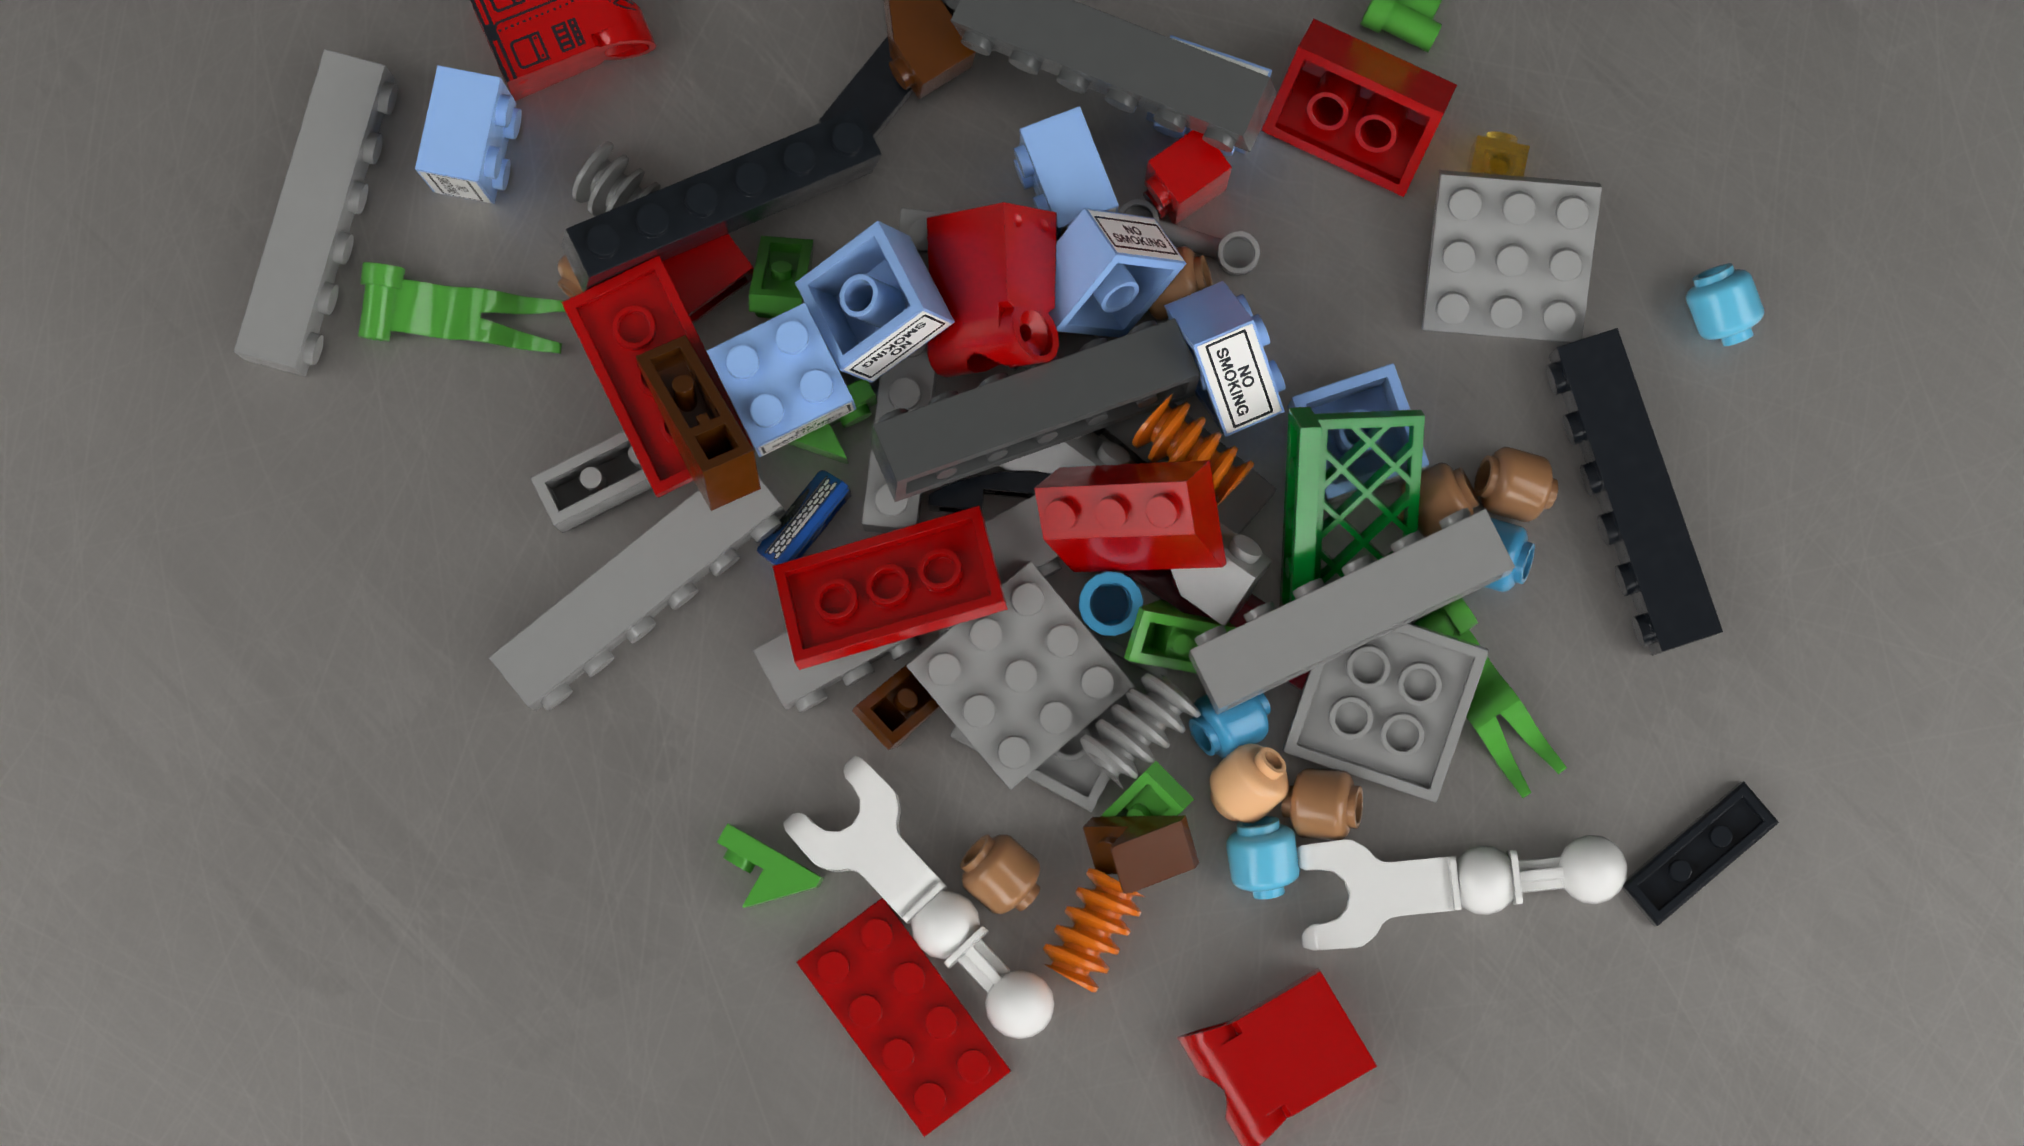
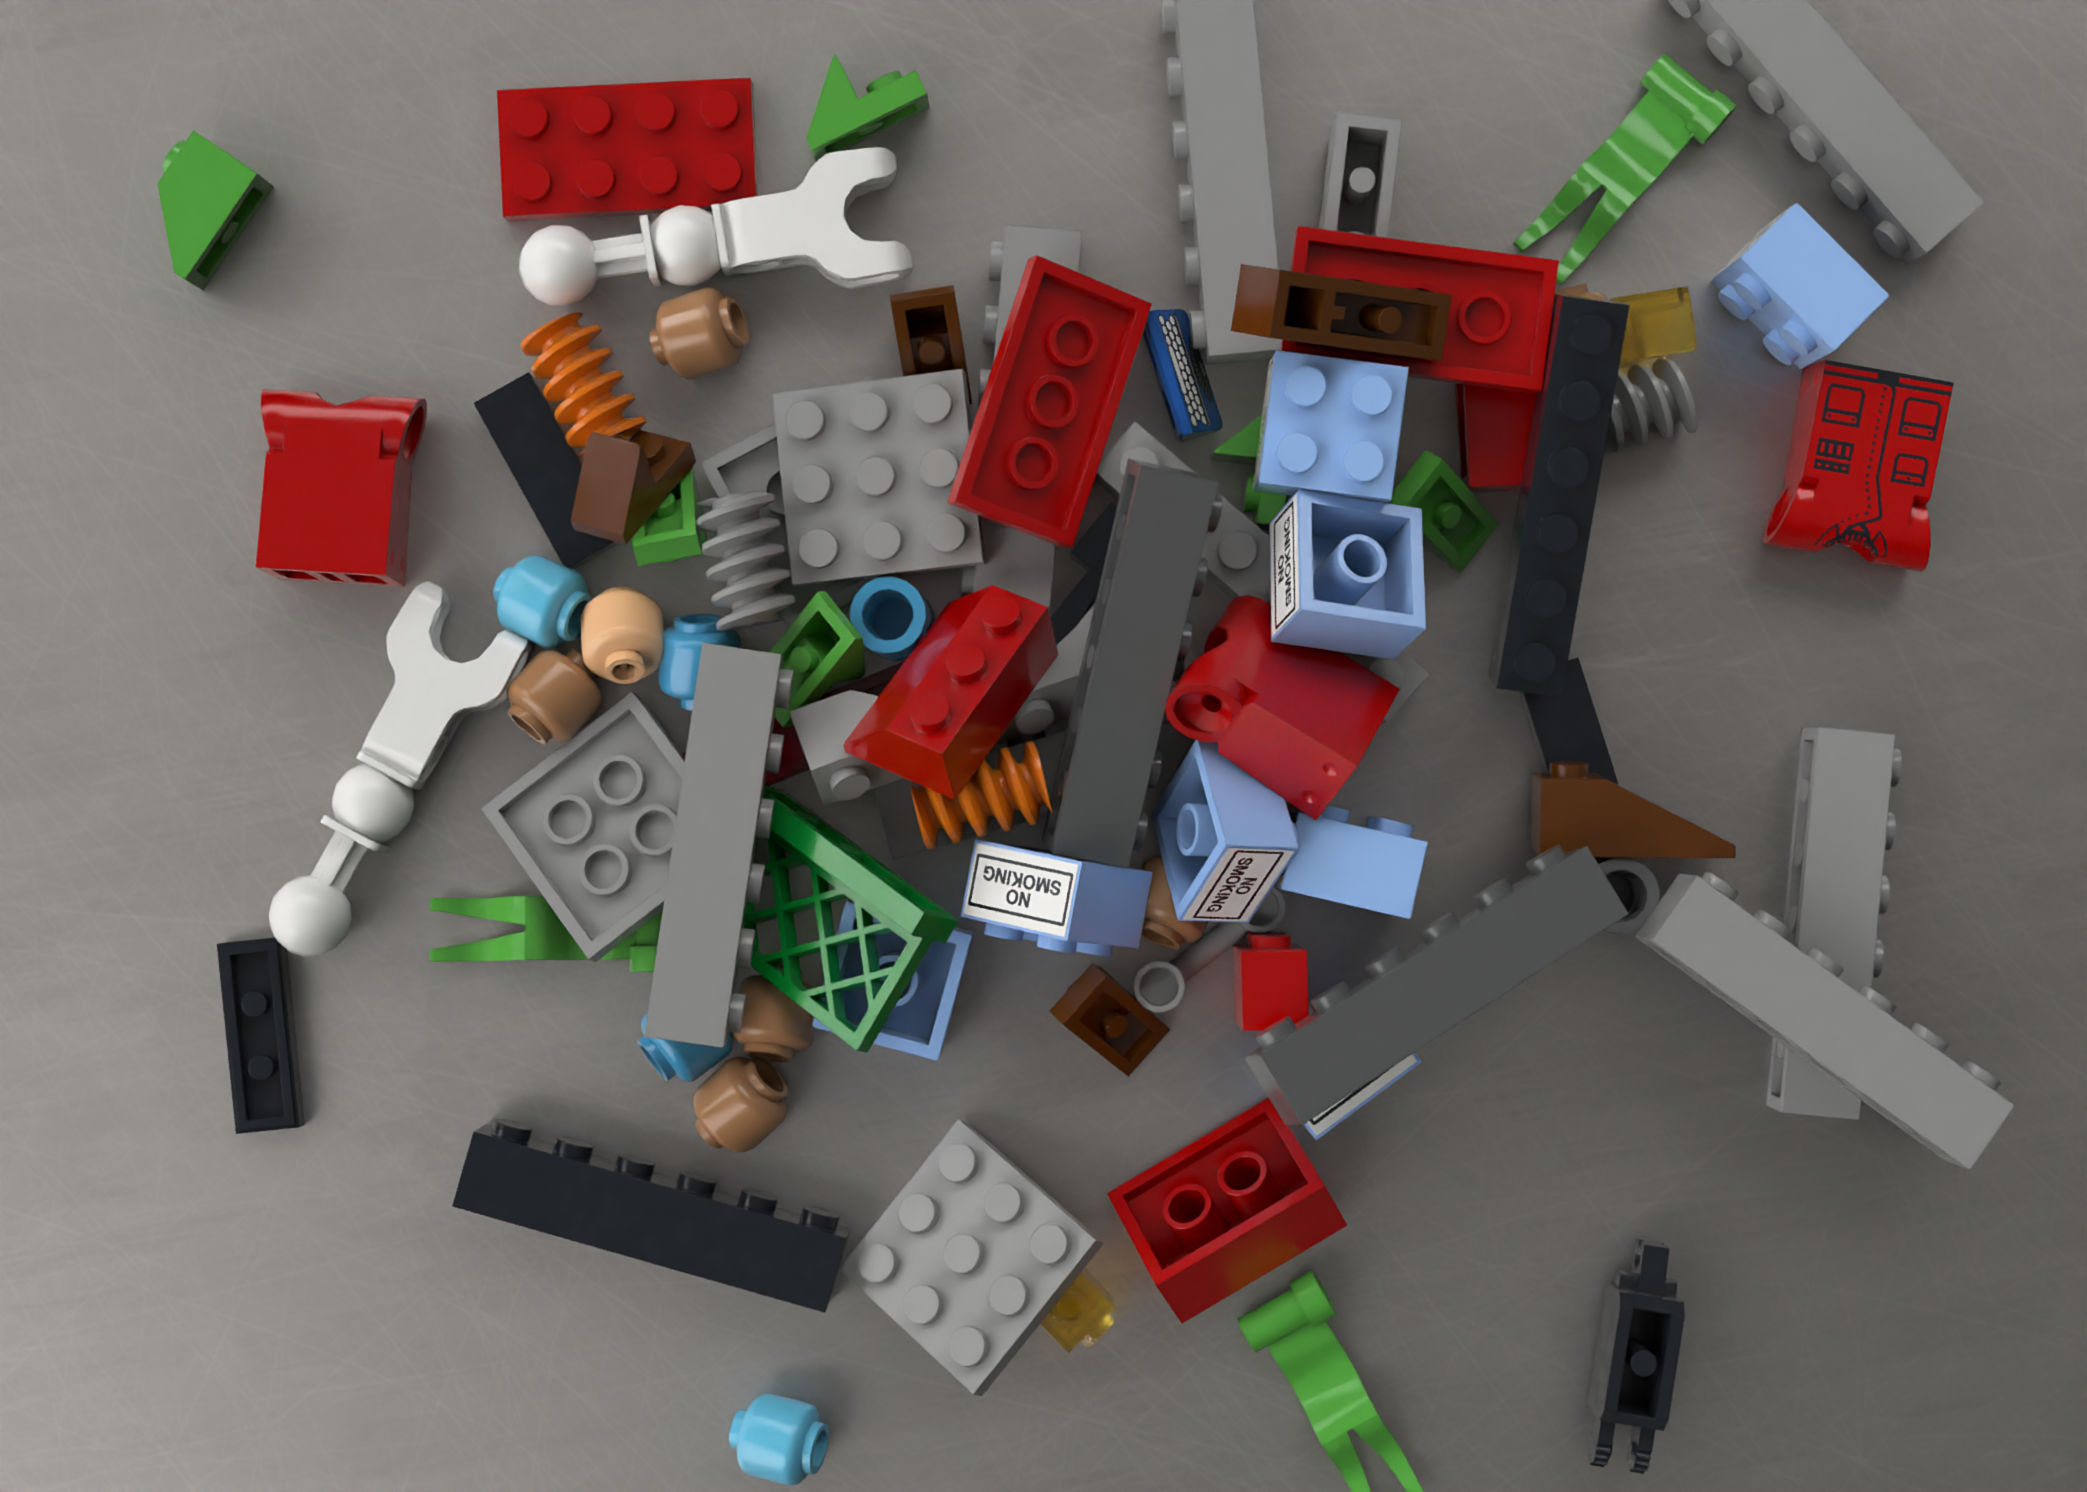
camera: 120 degrees right, 5 degrees up
(551, 213) = (1657, 325): none -> clear yellow panel
(1167, 925) = (541, 464): none -> black tile
(1283, 273) = (1109, 1019): none -> reddish brown slope

